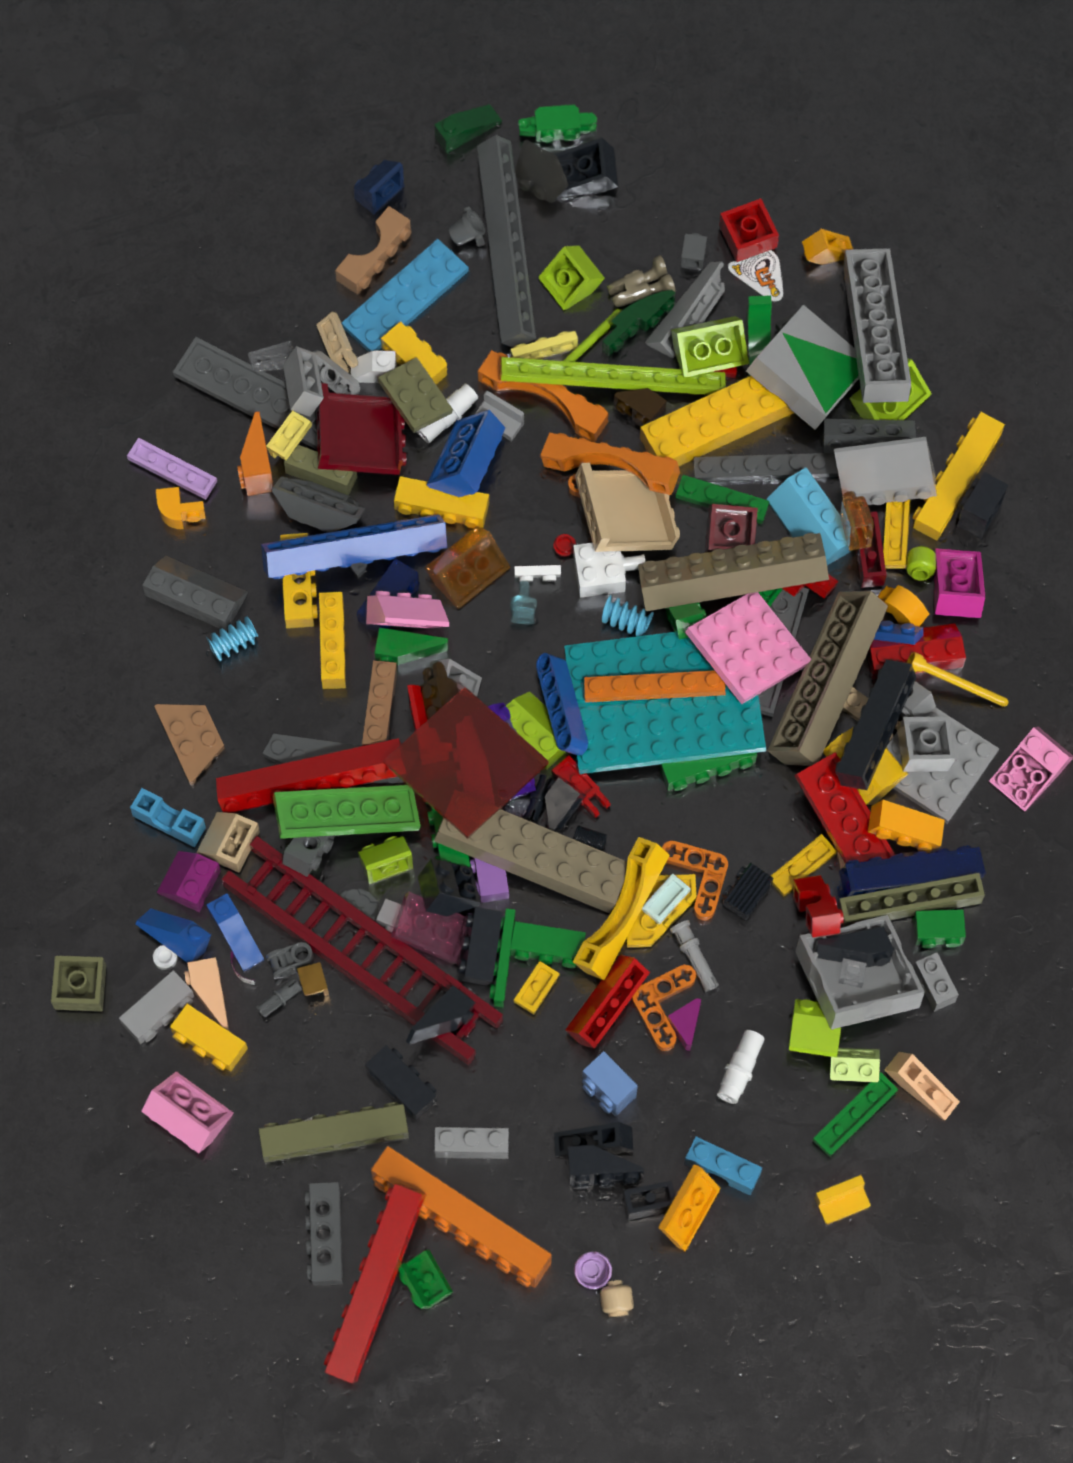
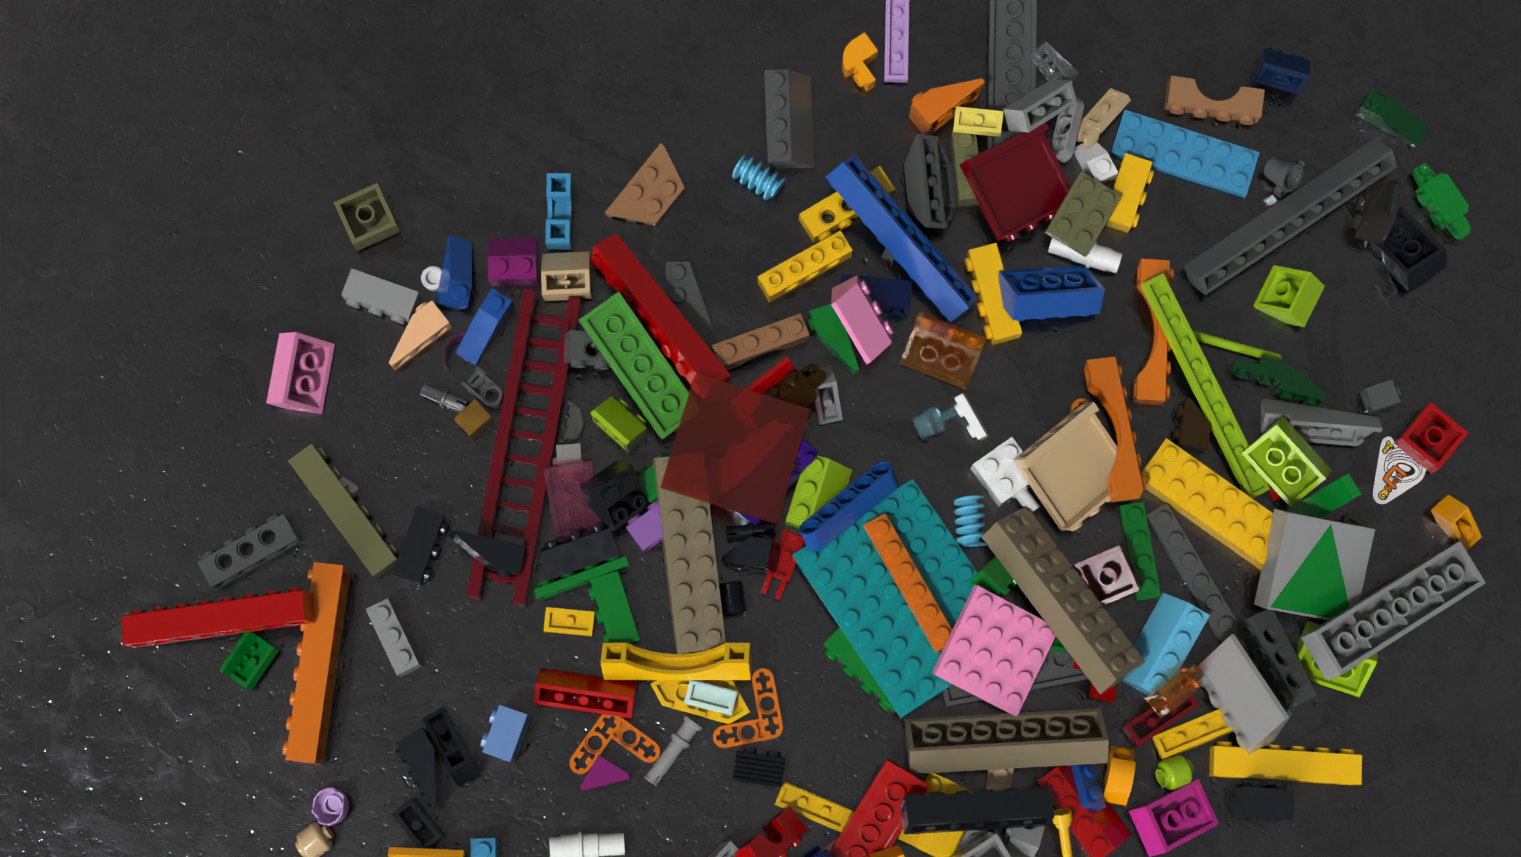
camera: 60 degrees right, 10 degrees up
(208, 1038) = (374, 355): yellow brick -> none
(507, 414) = (1112, 304): light grey panel -> none
(546, 347) = (1202, 307): light yellow plate -> none
(564, 545) = (1013, 427): red plate -> none
(637, 285) = (1313, 360): dark tan piece -> none

